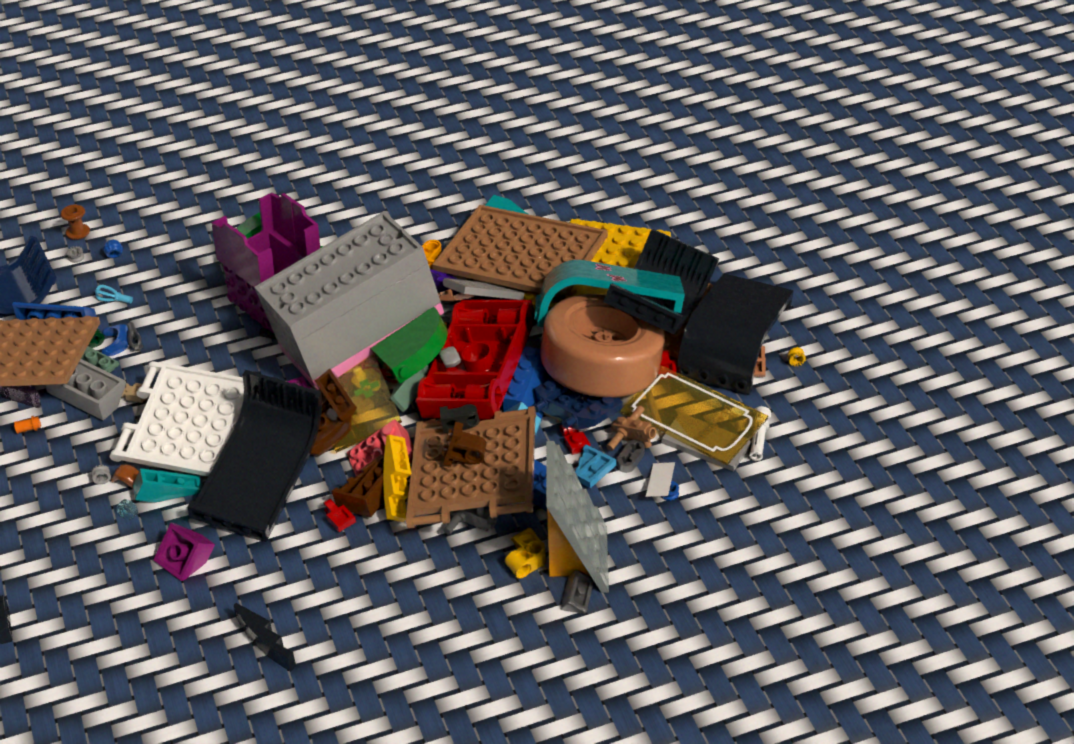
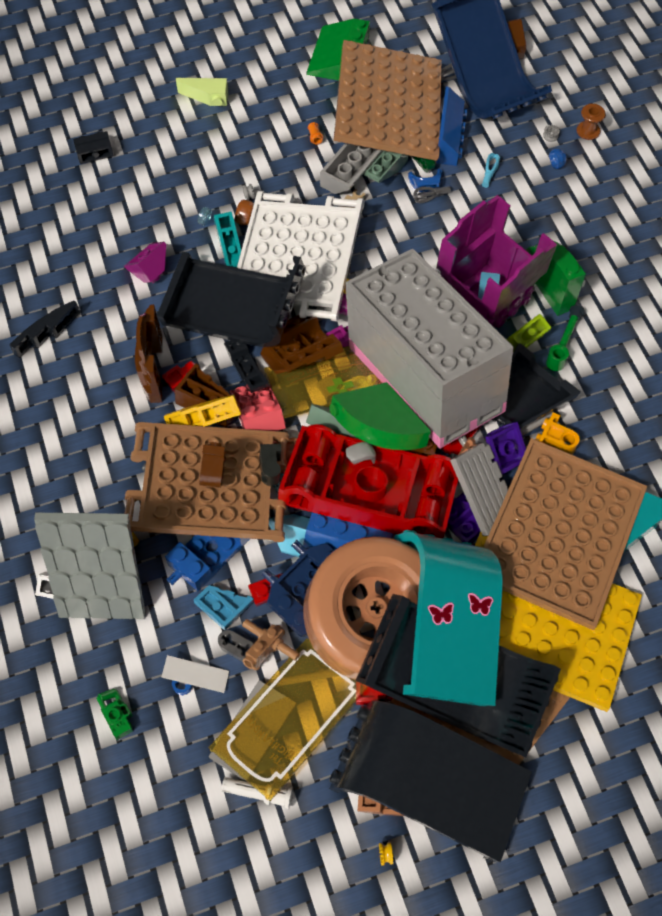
camera: 90 degrees right, 20 degrees up
(320, 524) = (149, 341): none -> reddish brown slope
(336, 463) = (245, 366): none -> black slope
(703, 533) = (114, 713): none -> green piece

